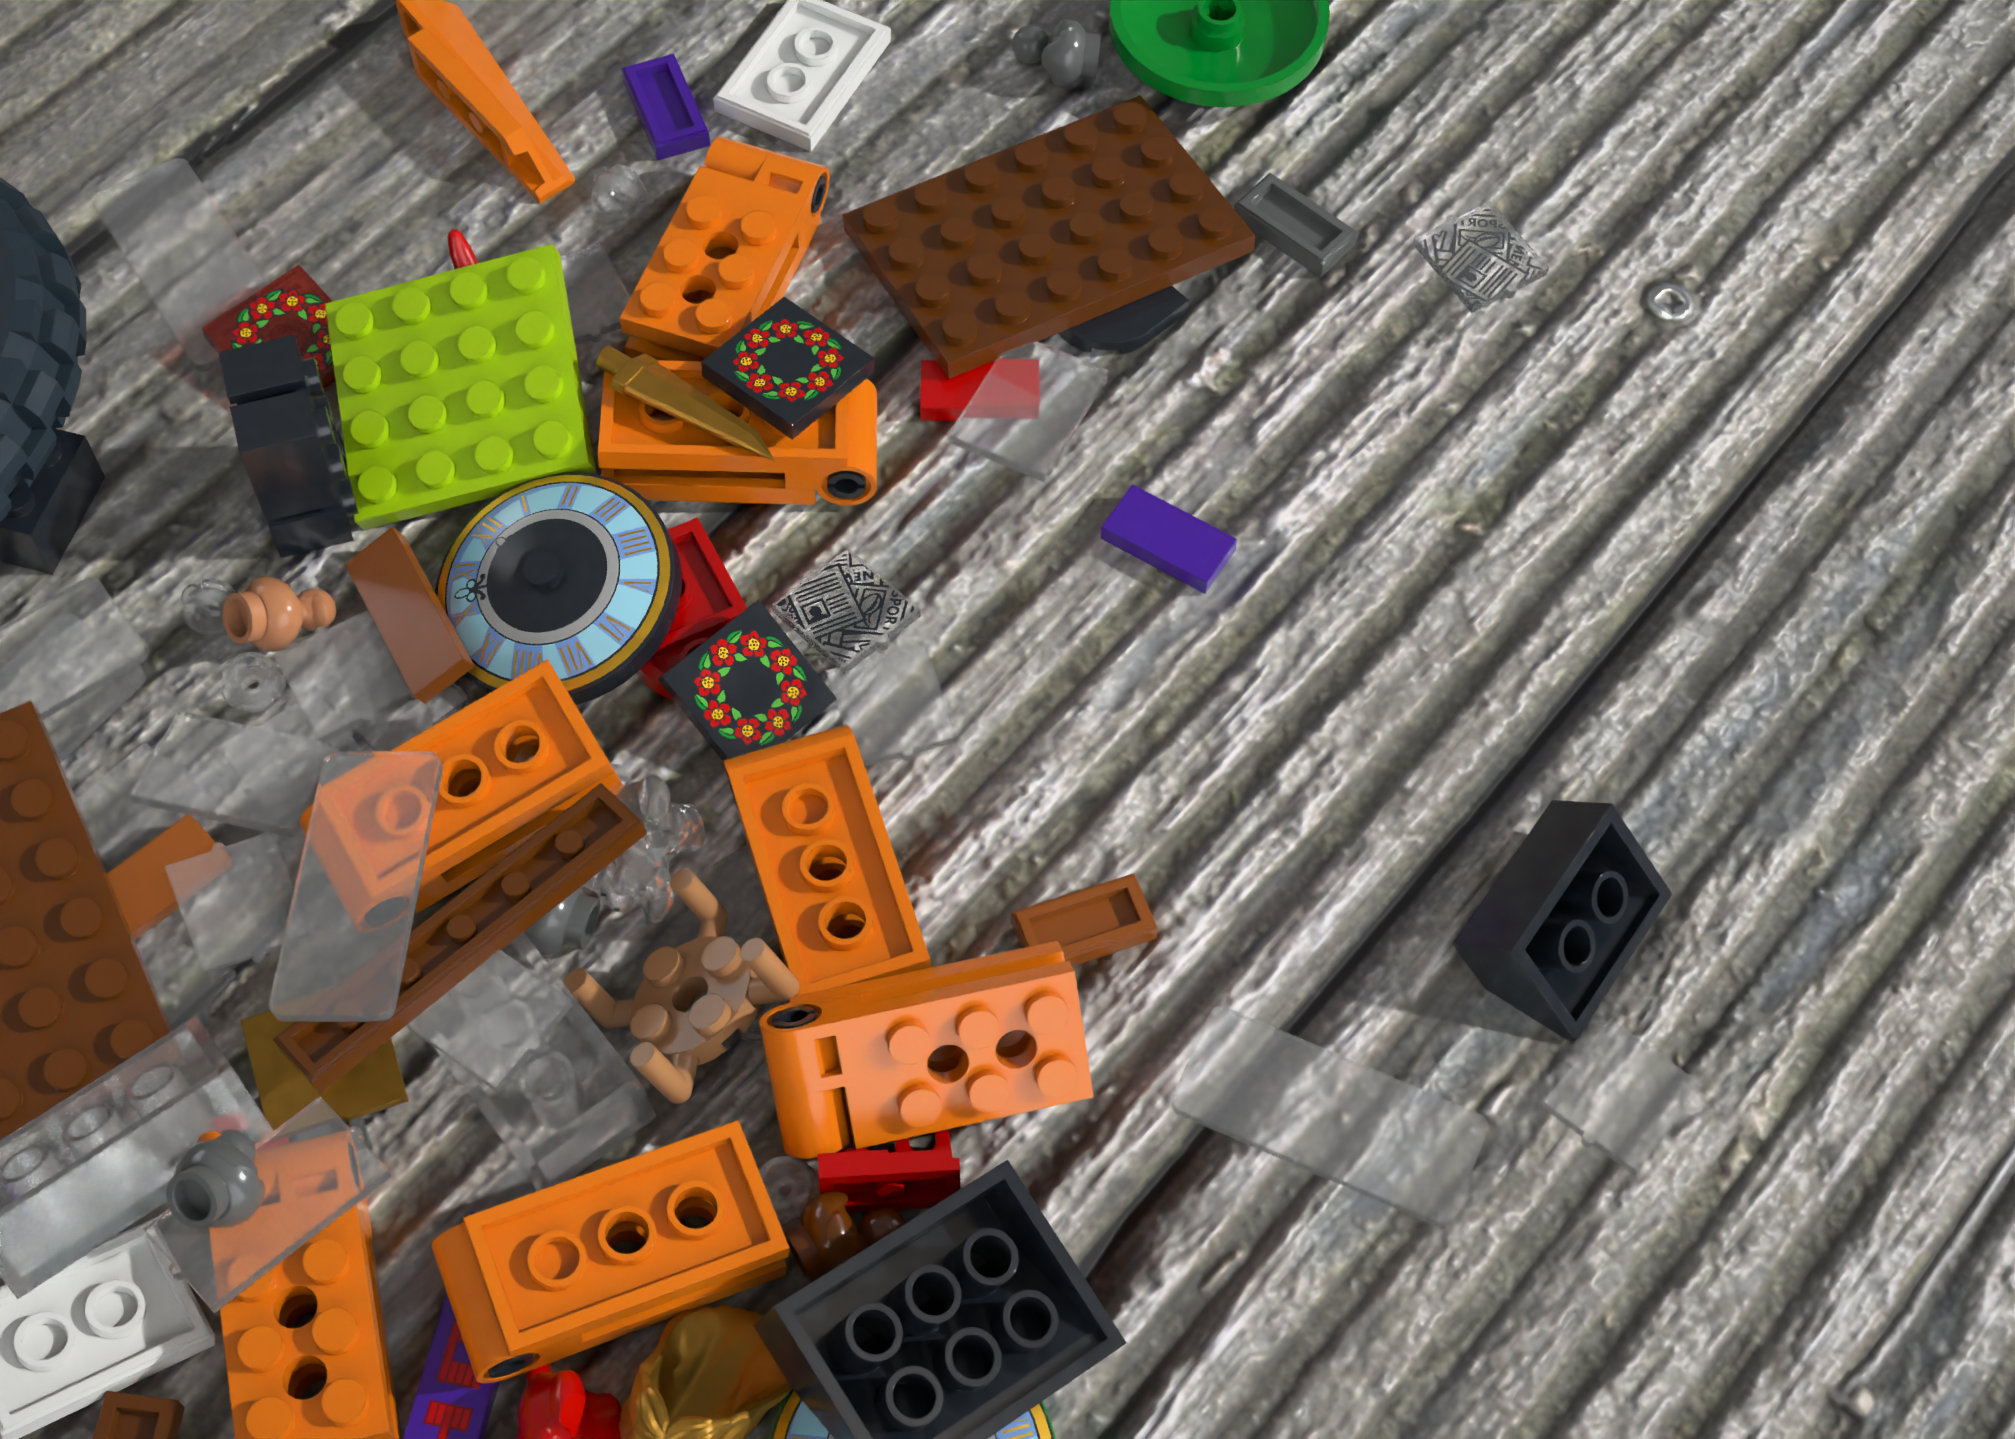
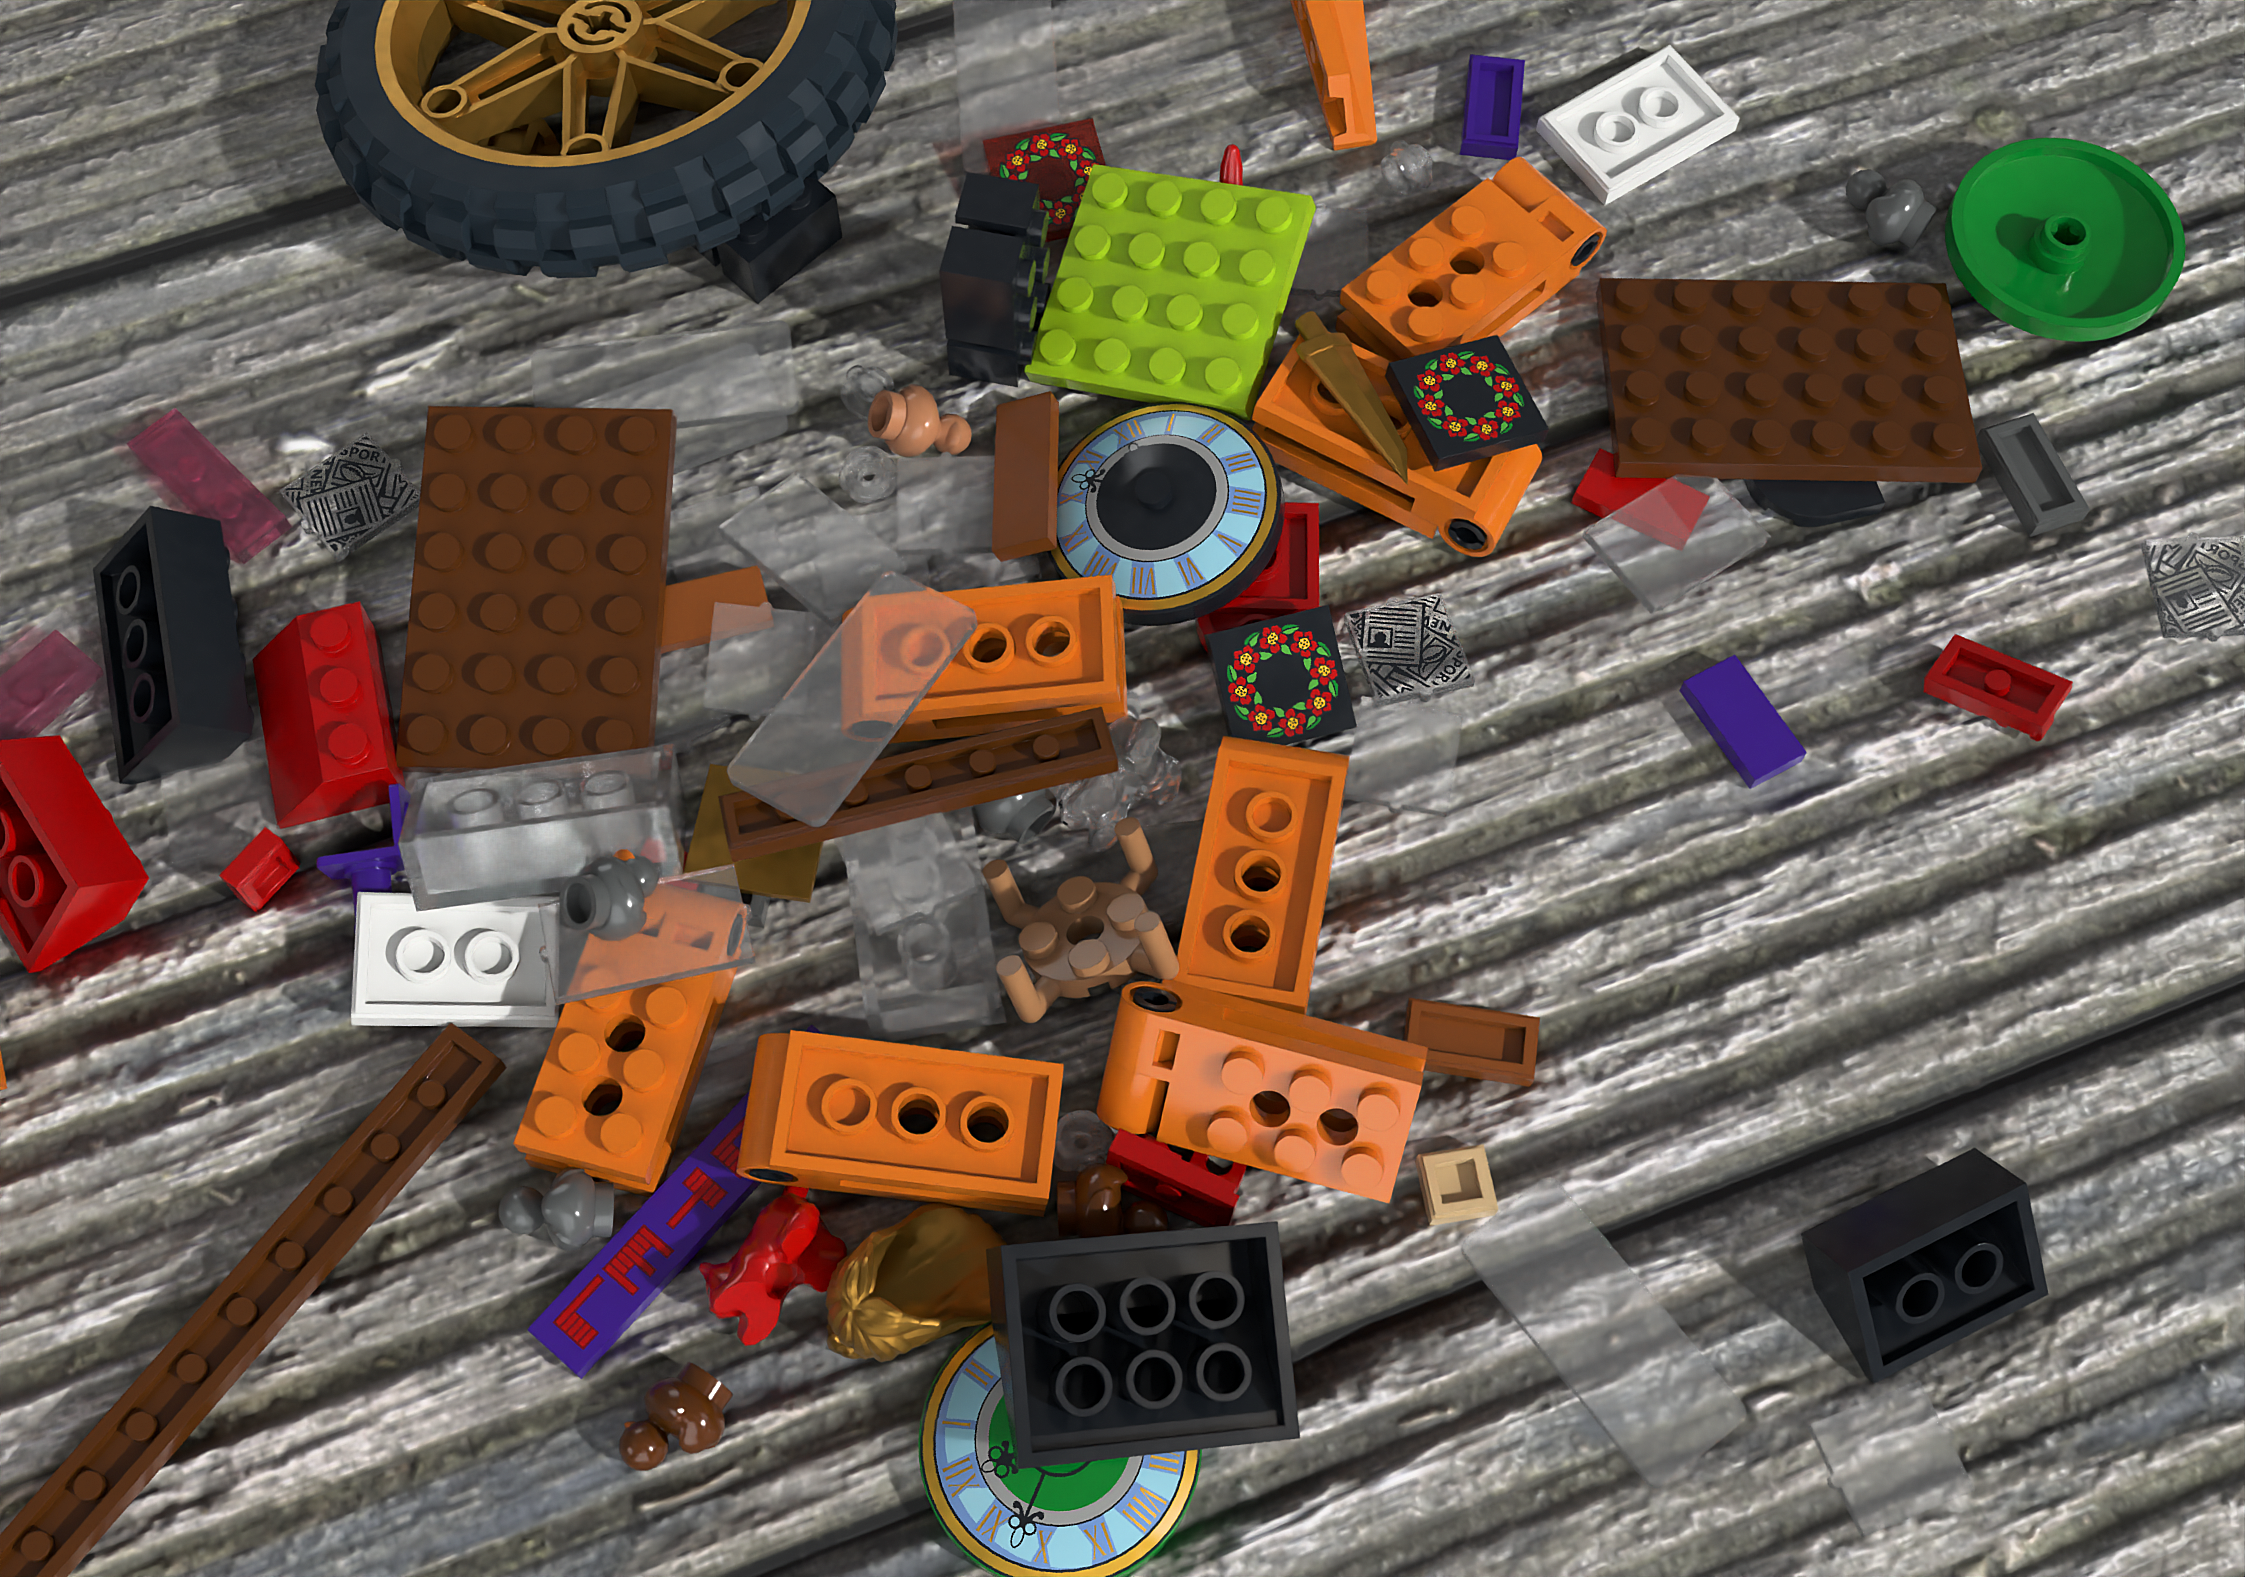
camera: 30 degrees right, 5 degrees up
(1139, 1055) = (1456, 1185): none -> tan tile
(1363, 411) = (1997, 686): none -> red plate

